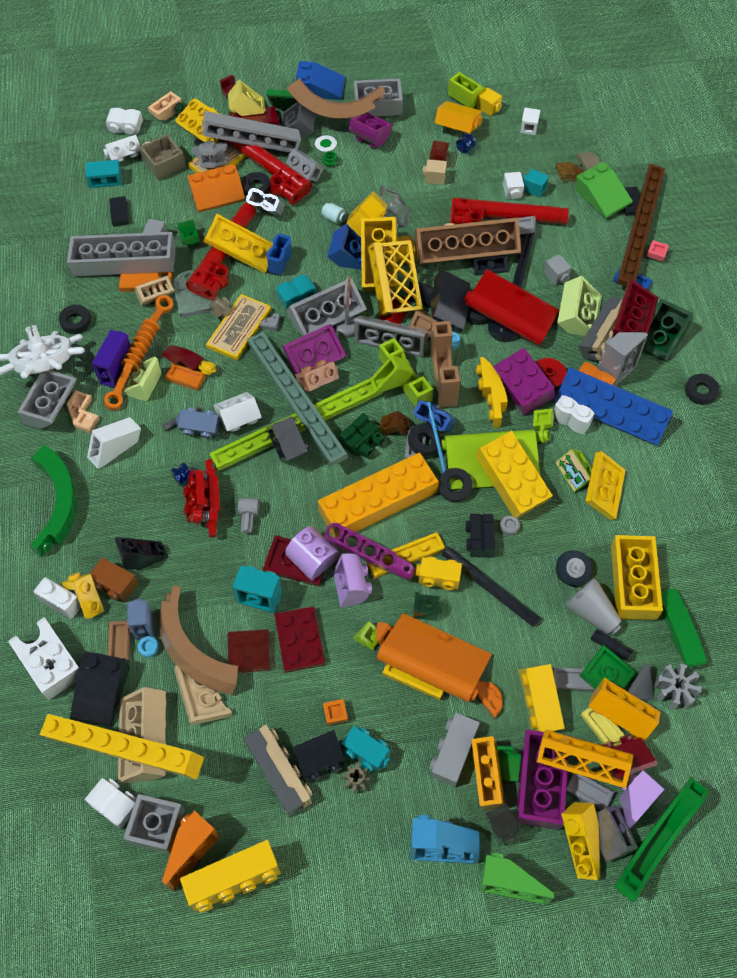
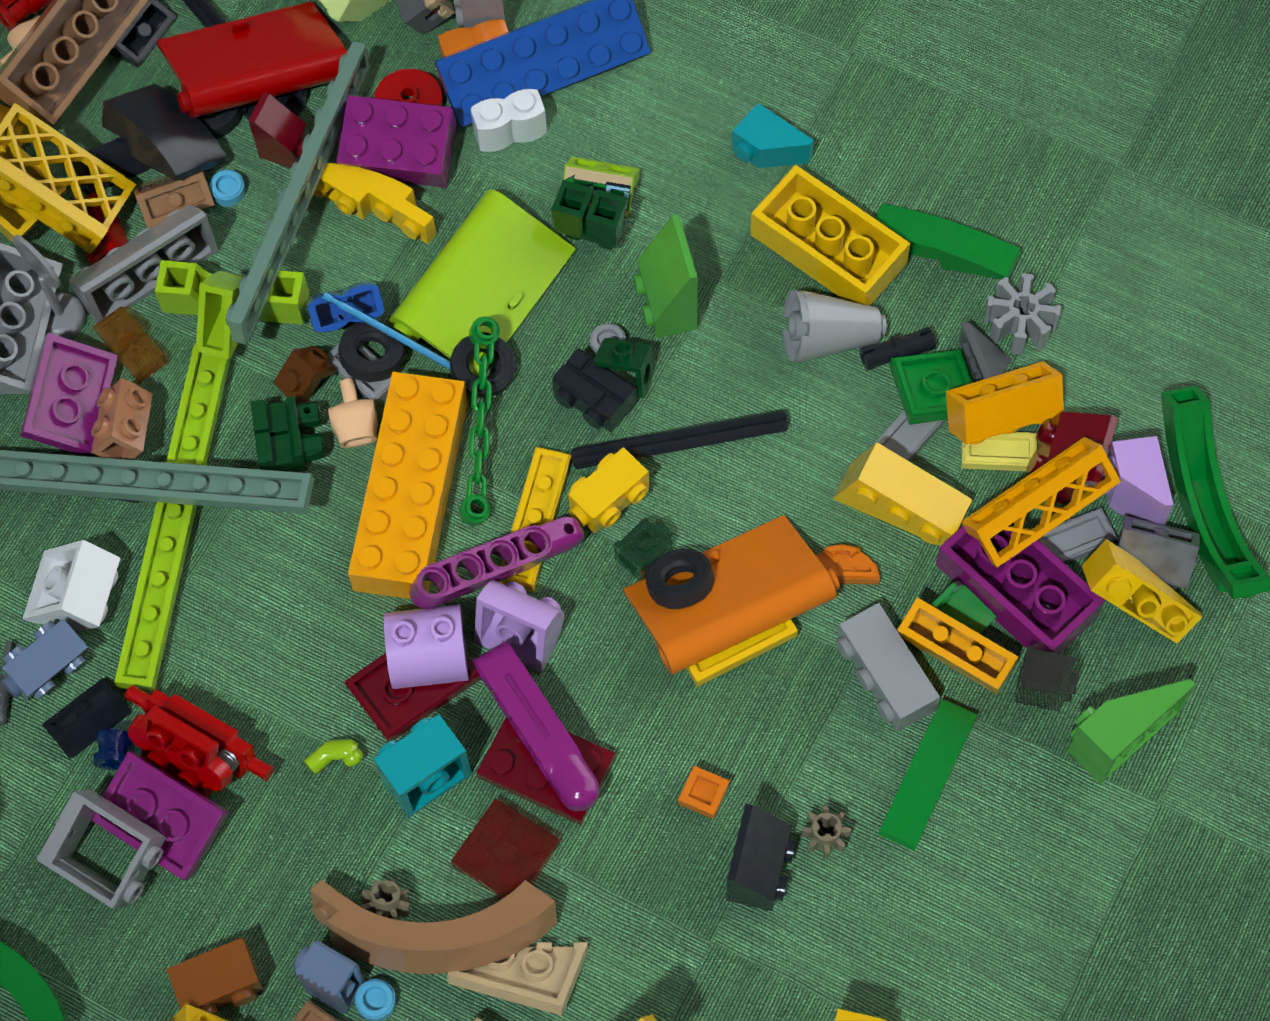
camera: 50 degrees left, 5 degrees up
(131, 483) = (68, 832): none -> light grey window
(140, 553) = (205, 905): black slope -> none
(165, 509) = (167, 807): none -> magenta plate
(190, 619) = (386, 899): none -> dark tan gear
(192, 456) = (90, 712): none -> black slope
(242, 552) = (334, 750): none -> lime arm
(248, 509) = (267, 691): light grey axle -> none
(278, 771) = (729, 934): piece -> none
(286, 439) = (202, 544): black container -> none
(309, 621) = (538, 727): none -> magenta piece
(355, 357) = (128, 341): none -> clear orange slope
(367, 636) = (621, 662): lime slope -> none
(371, 752) = (797, 786): teal brick -> none
(382, 632) = (637, 636): orange slope -> none
(391, 455) = (353, 420): none -> light nougat piece
(413, 804) = (927, 775): none -> green slope
(418, 638) = (684, 594): none -> black tyre
(443, 841) = (1007, 778): dark azure brick -> none
(445, 375) = (237, 212): medium nougat arch -> none
(464, 361) = (295, 199): none -> sand green plate
(465, 478) = (479, 341): none -> green piece
(488, 338) = (277, 132): none -> dark red slope
(506, 538) = (627, 357): none -> dark green bracket
(513, 475) = (540, 273): yellow brick -> none
(543, 420) = (481, 168): lime plate -> none
(553, 527) = (668, 282): none -> bright green slope
(556, 473) = (595, 221): none -> dark green hips
(573, 568) = (747, 307): black wheel -> none
(605, 485) = (659, 167): yellow plate -> none
(660, 520) = (770, 140): none -> teal slope

